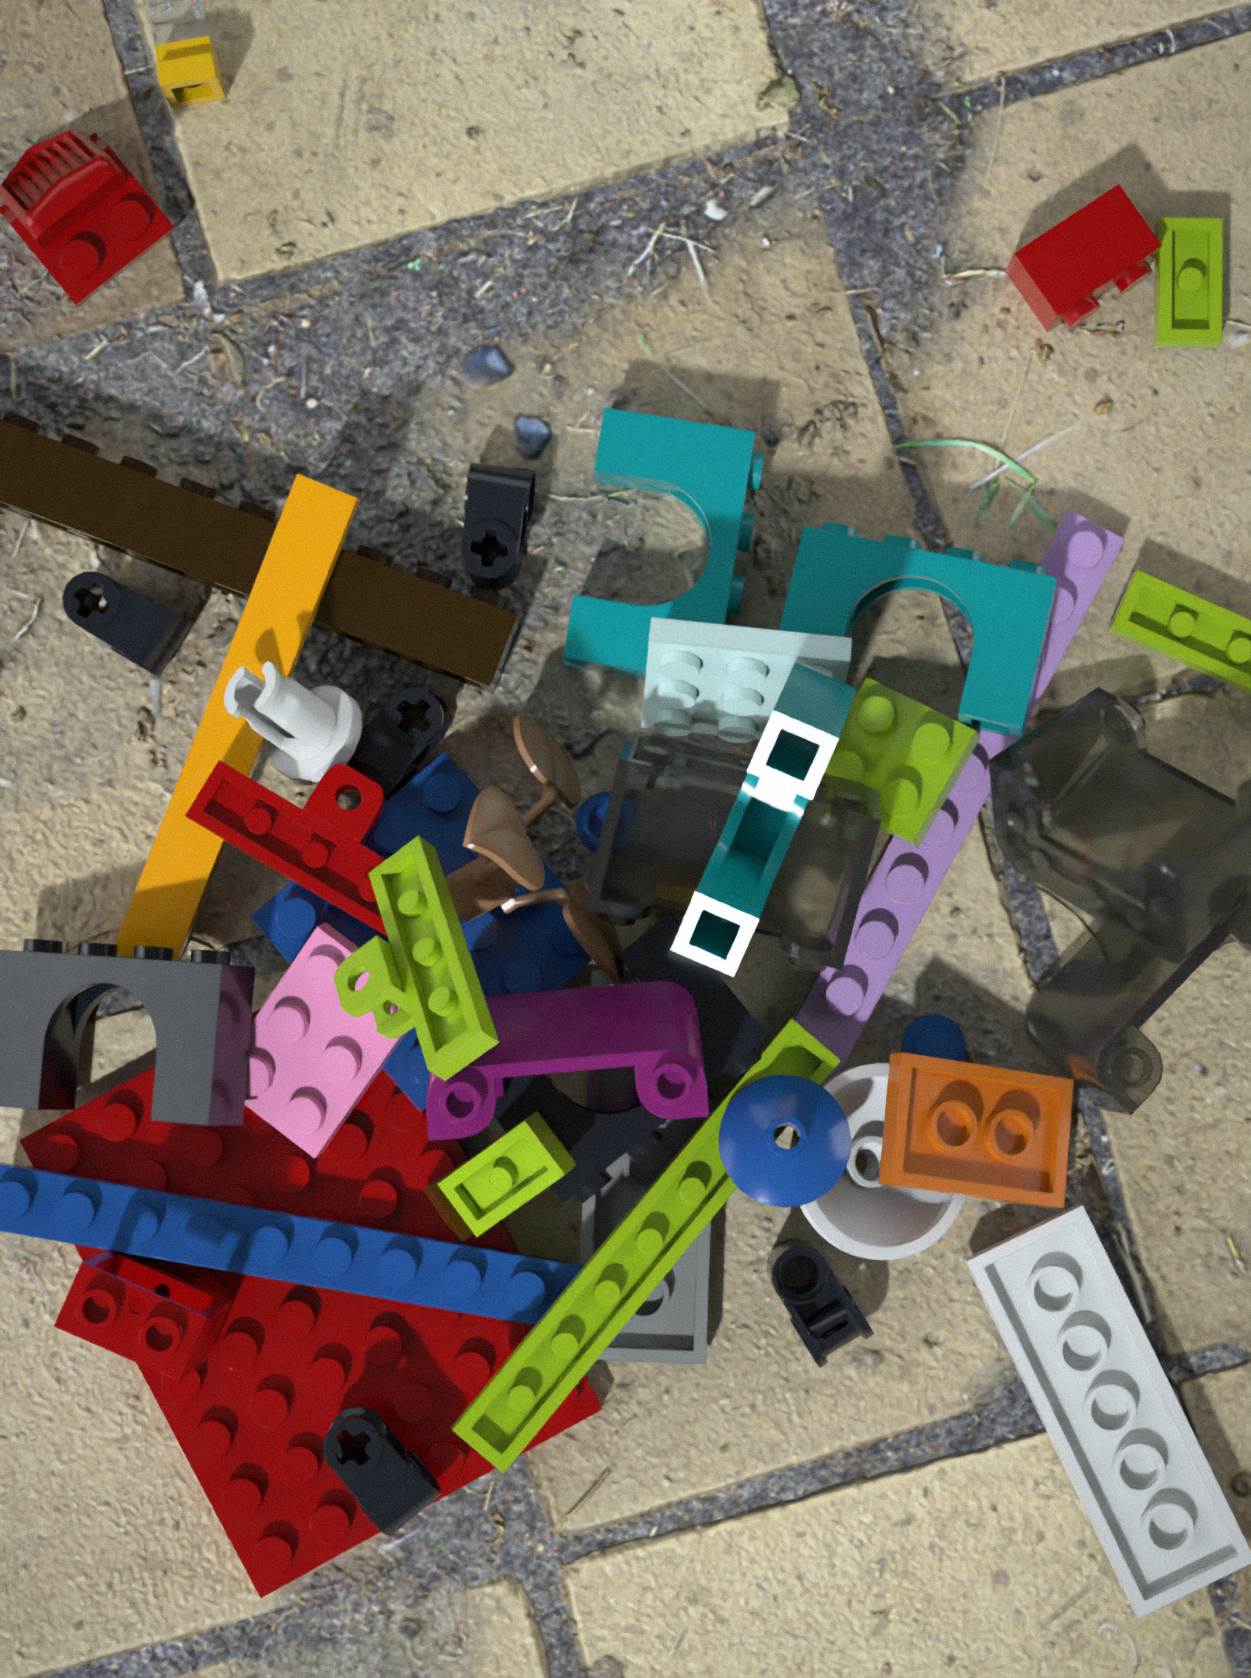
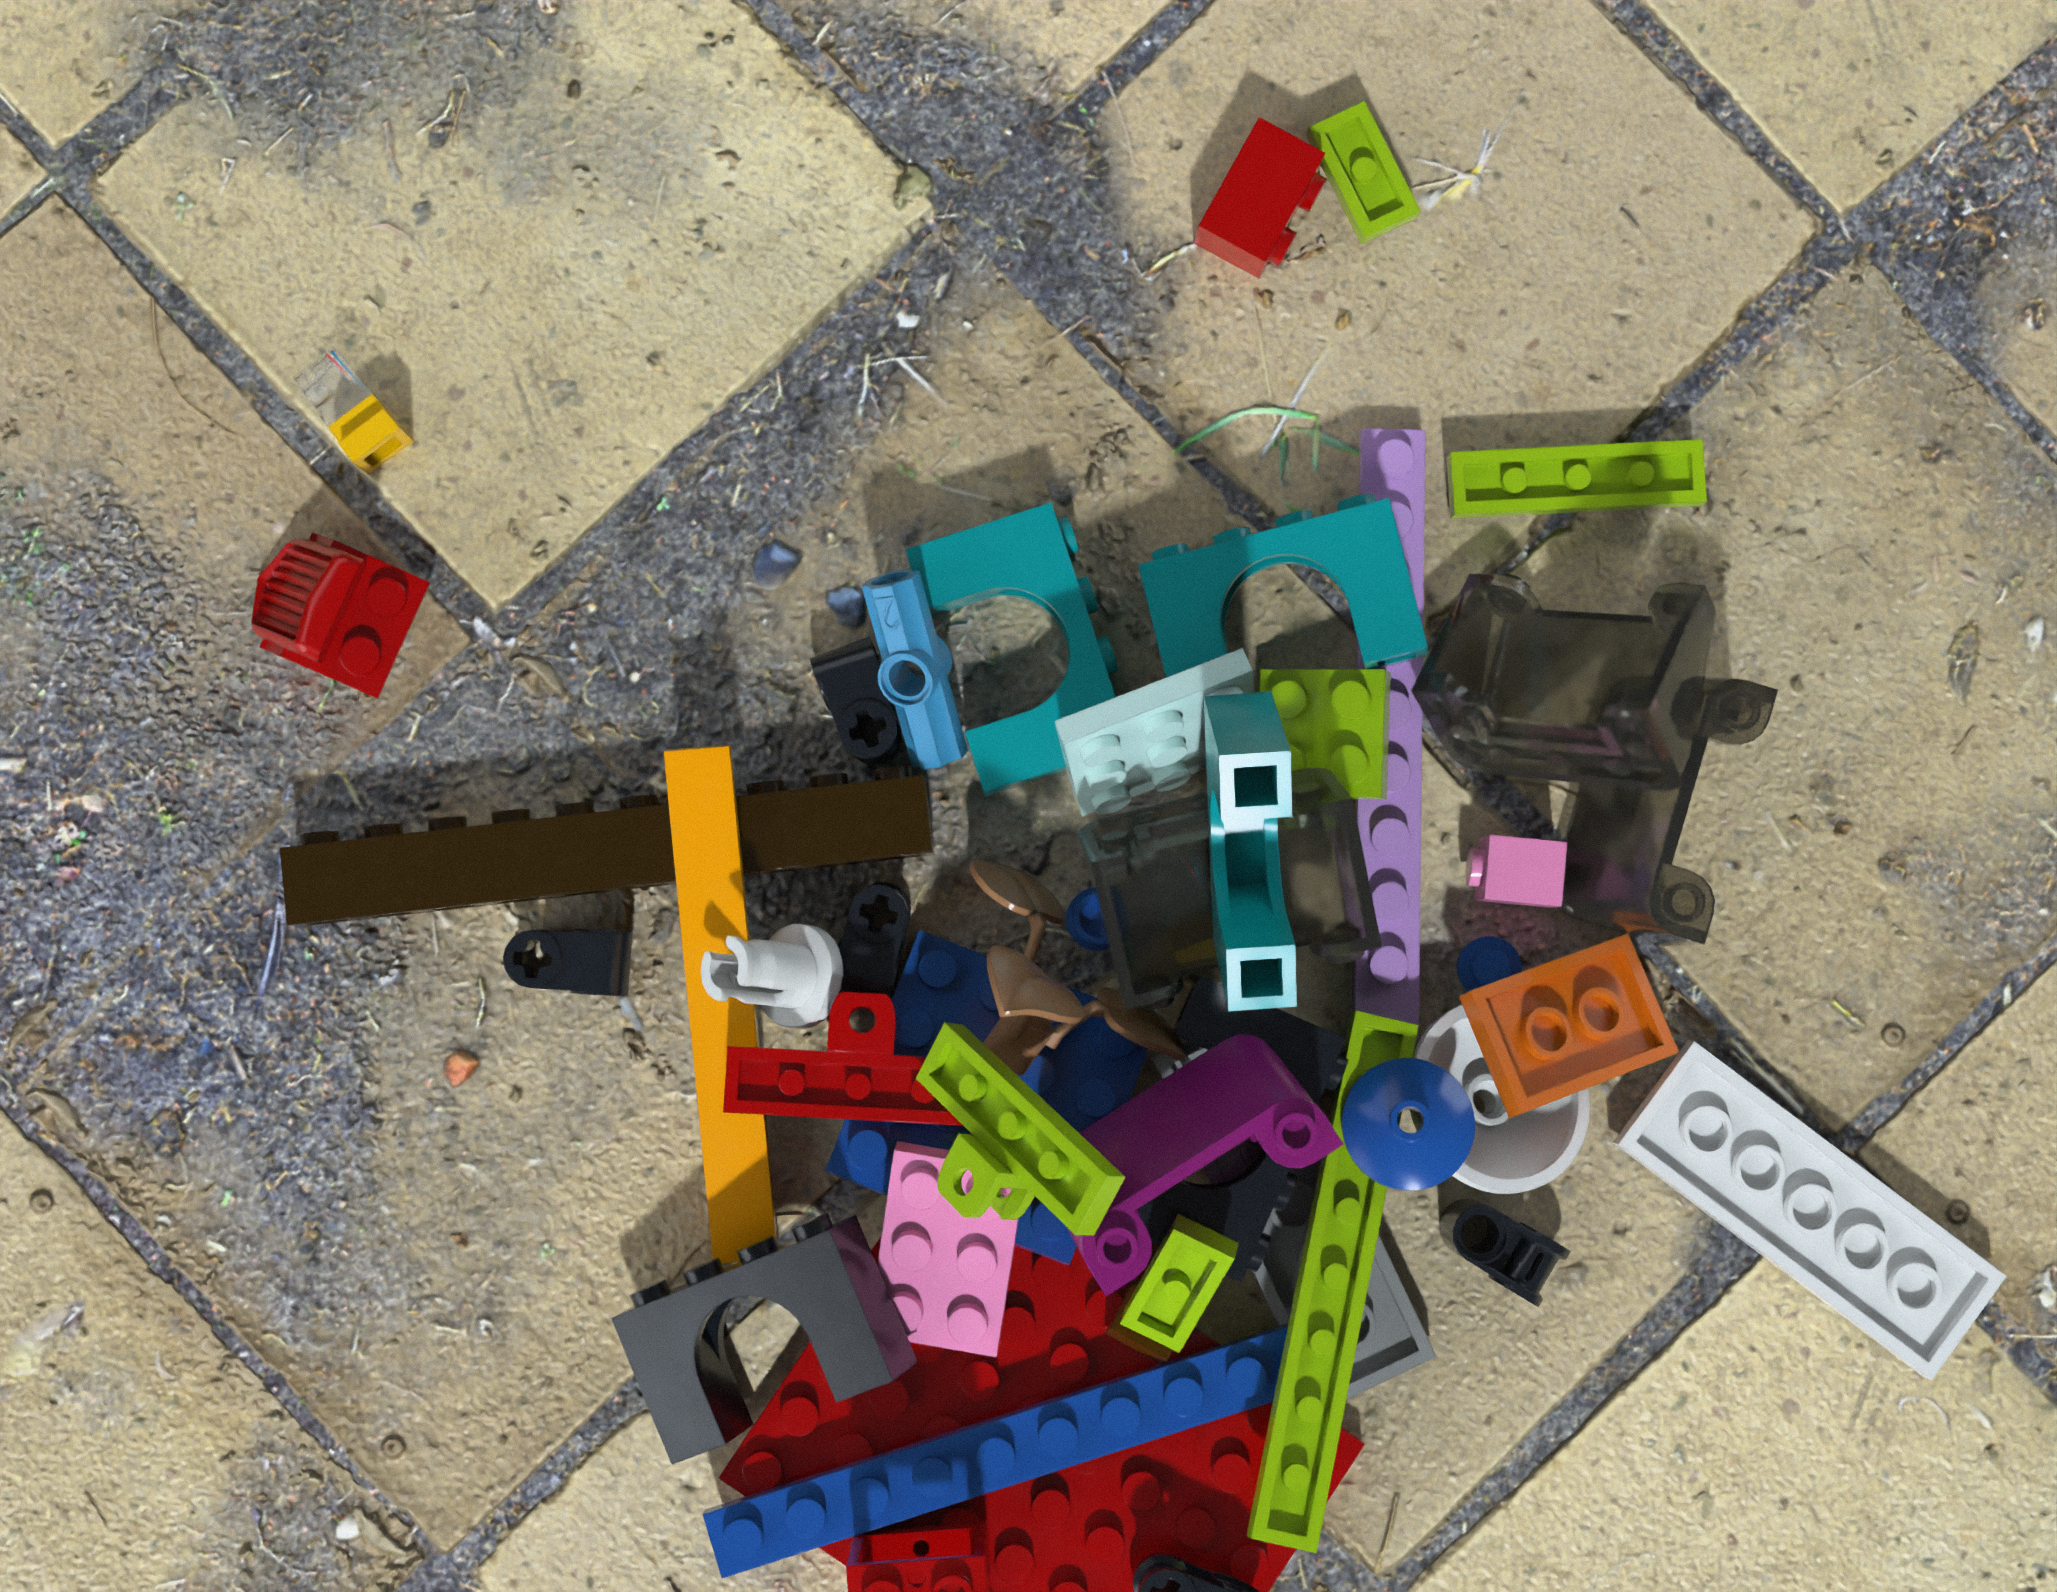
camera: 35 degrees left, 0 degrees up
(567, 481) = (905, 634): none -> dark azure piece
(1002, 972) = (1517, 871): none -> bright pink brick

